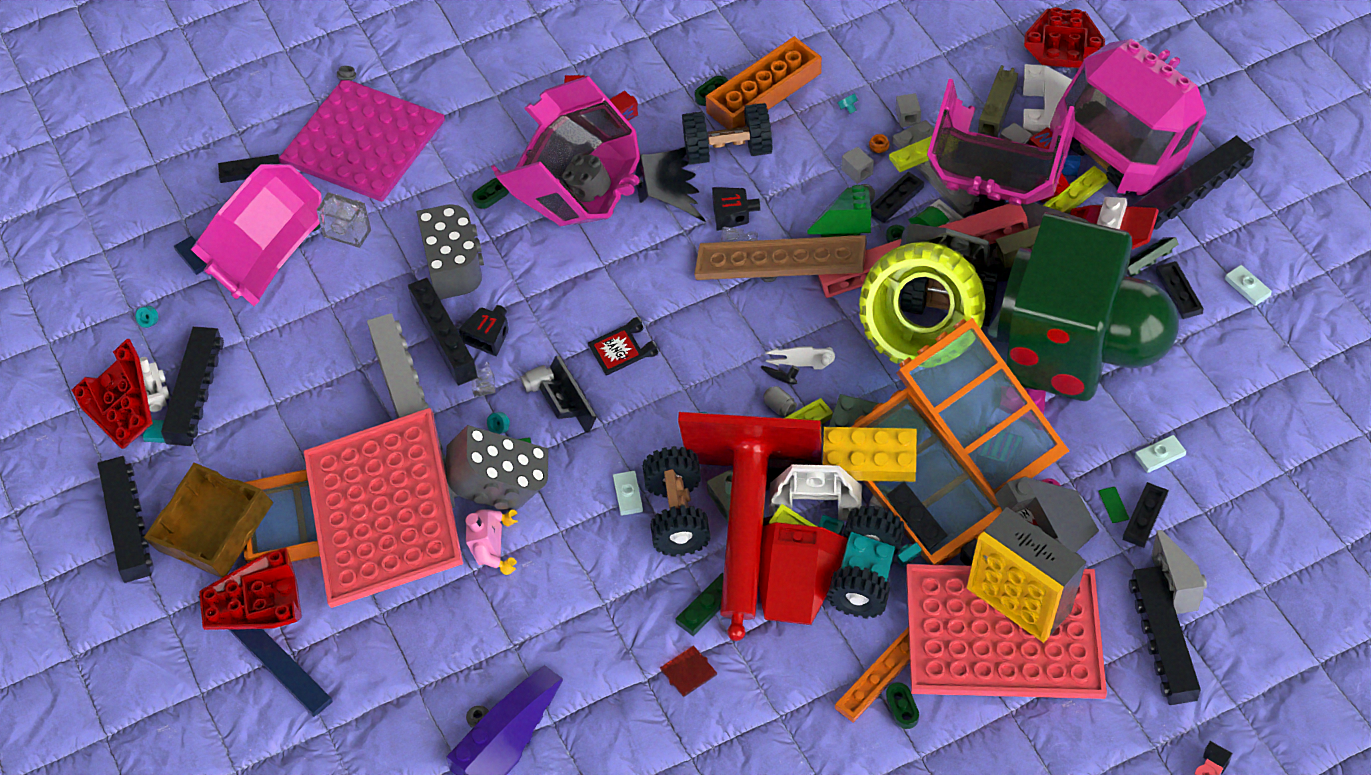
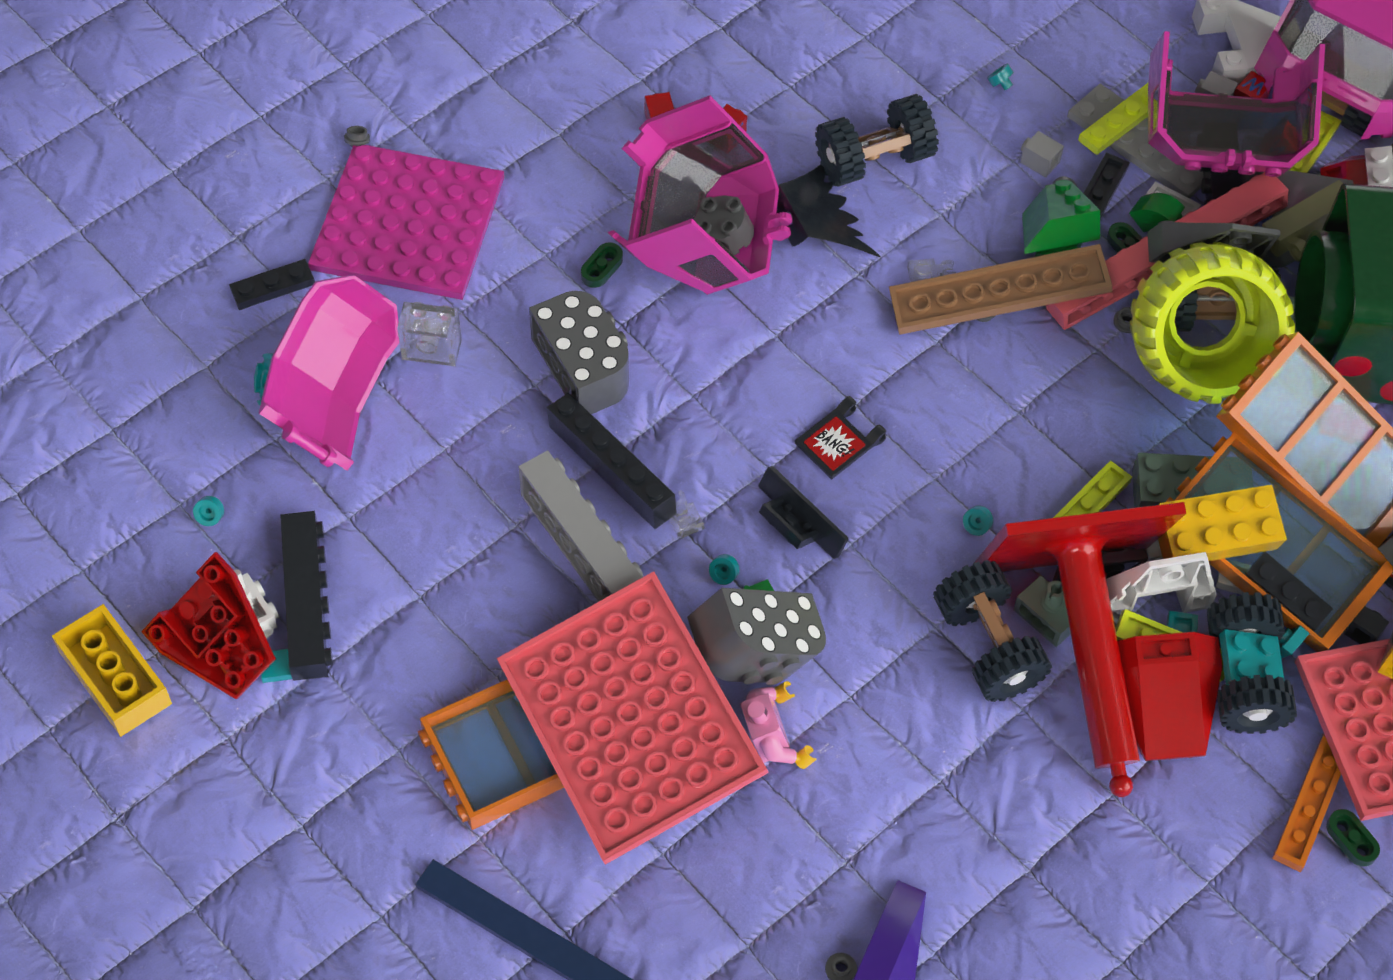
camera: 20 degrees left, 5 degrees up
(41, 411) = (112, 670): none -> yellow brick
(124, 519) = (278, 797): black brick -> none
(191, 259) = (239, 415): dark blue tile -> none
(209, 520) = (400, 778): pearl gold tile -> none
(253, 596) = (494, 870): red wedge -> none
(486, 330) = (664, 446): black torso -> none
(534, 377) = (750, 500): light grey brick -> none
(627, 493) = (917, 629): light aqua plate -> none
(688, 671) = (1077, 848): clear red piece -> none
(702, 608) = (1067, 758): dark green plate -> none
(709, 86) = (825, 91): dark green plate -> none
(732, 207) = (910, 233): black torso -> none
(764, 82) = (893, 68): orange brick -> none
(779, 401) = (1061, 474): light grey brick -> none
(781, 375) = (1046, 439): black bar -> none
(804, 356) = (1069, 411): white piece -> none
(879, 143) = (1055, 122): orange plate -> none
(908, 110) = (1076, 74): light grey brick -> none
(998, 102) = (1180, 25): olive brick -> none

